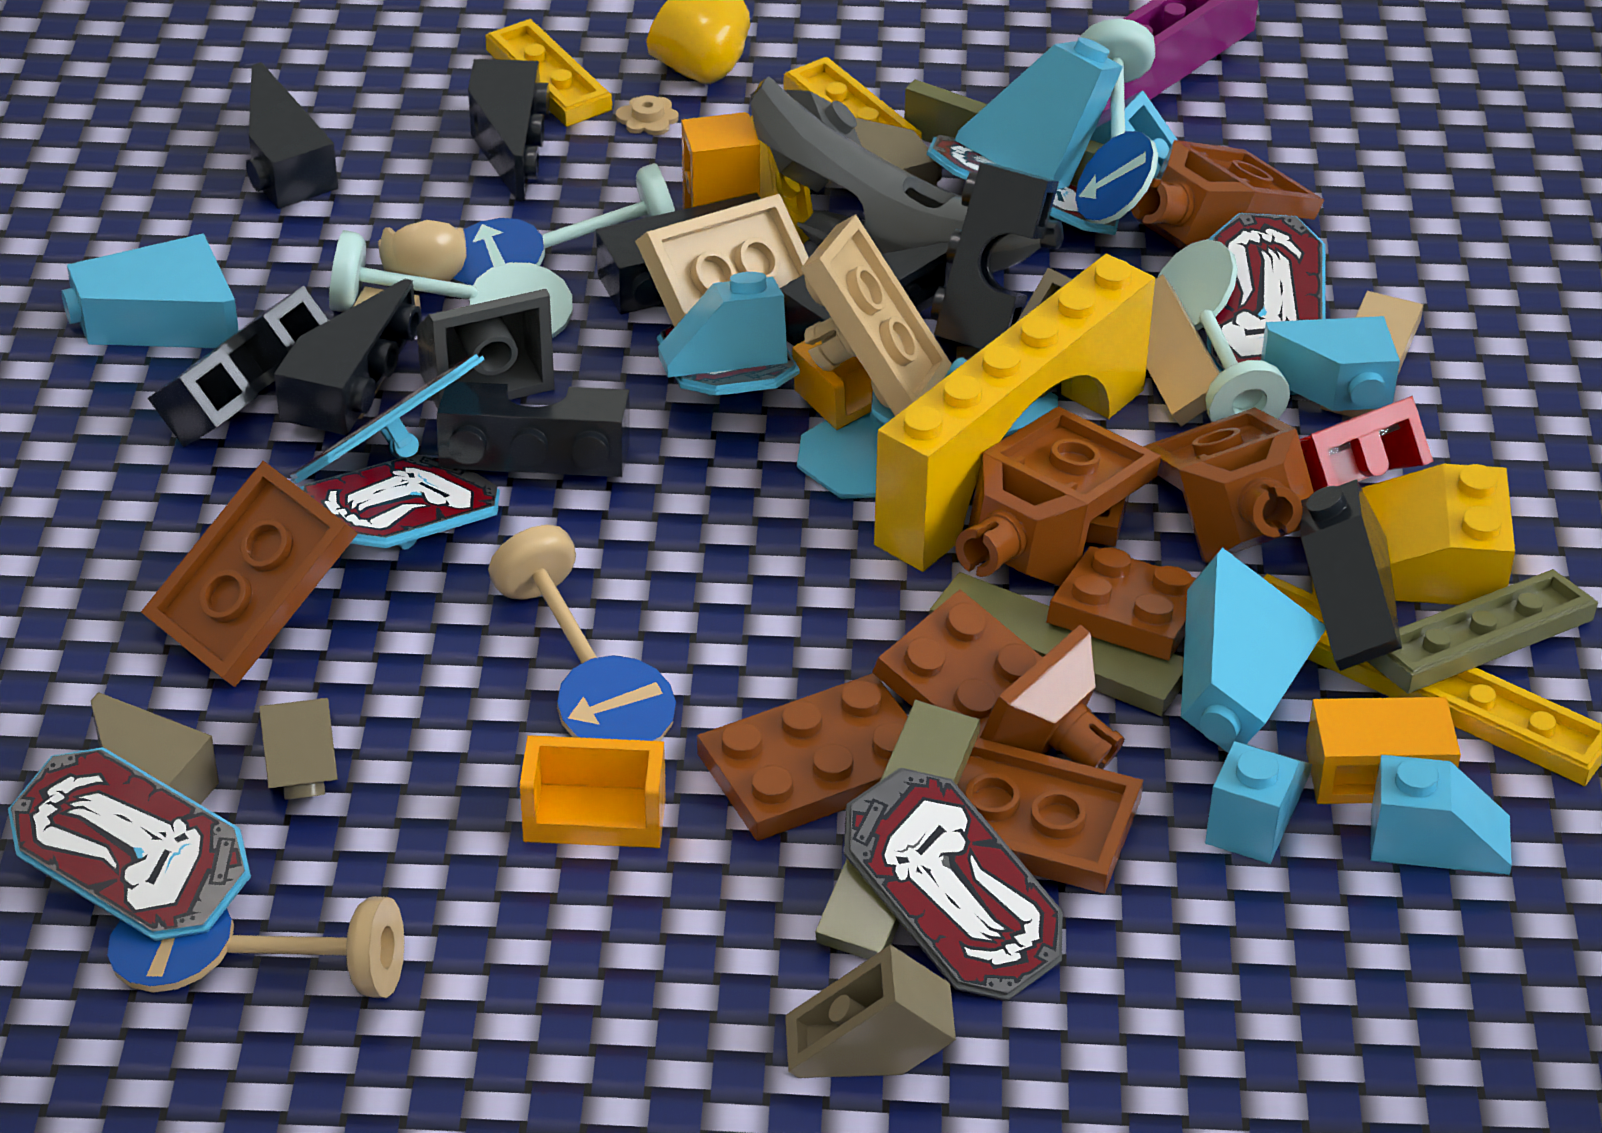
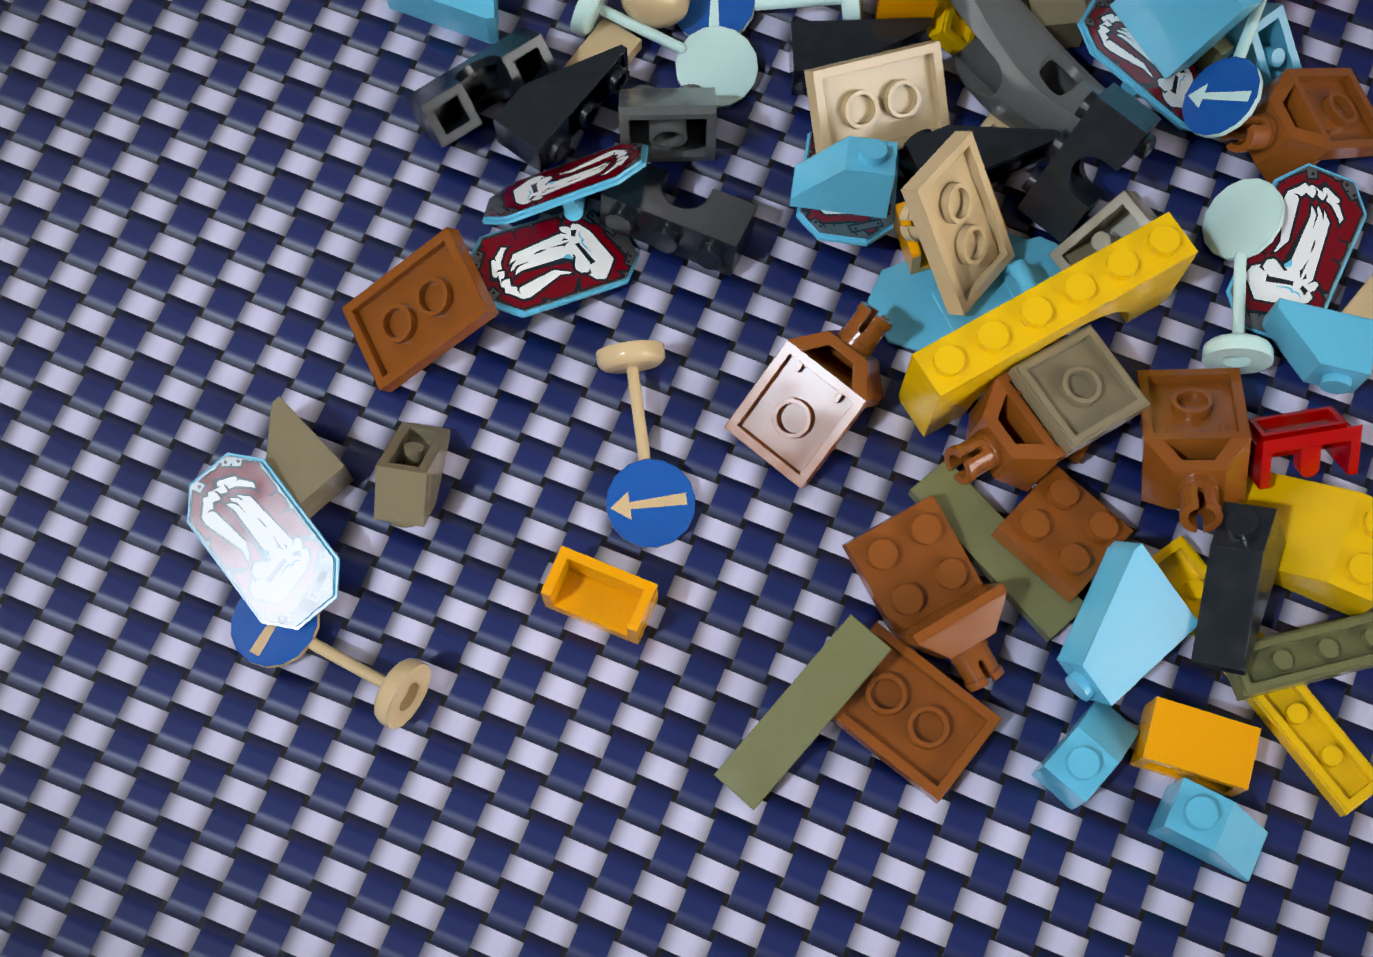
camera: 20 degrees right, 30 degrees up
(770, 543) = (812, 395): none -> plate
(804, 755) = (774, 599): dark orange plate -> none
(872, 1021) = (721, 876): dark tan slope -> none
(953, 884) = (824, 773): shield -> none
(1083, 443) = (1078, 389): none -> dark tan tile
(1178, 356) = (1203, 288): tan tile -> none

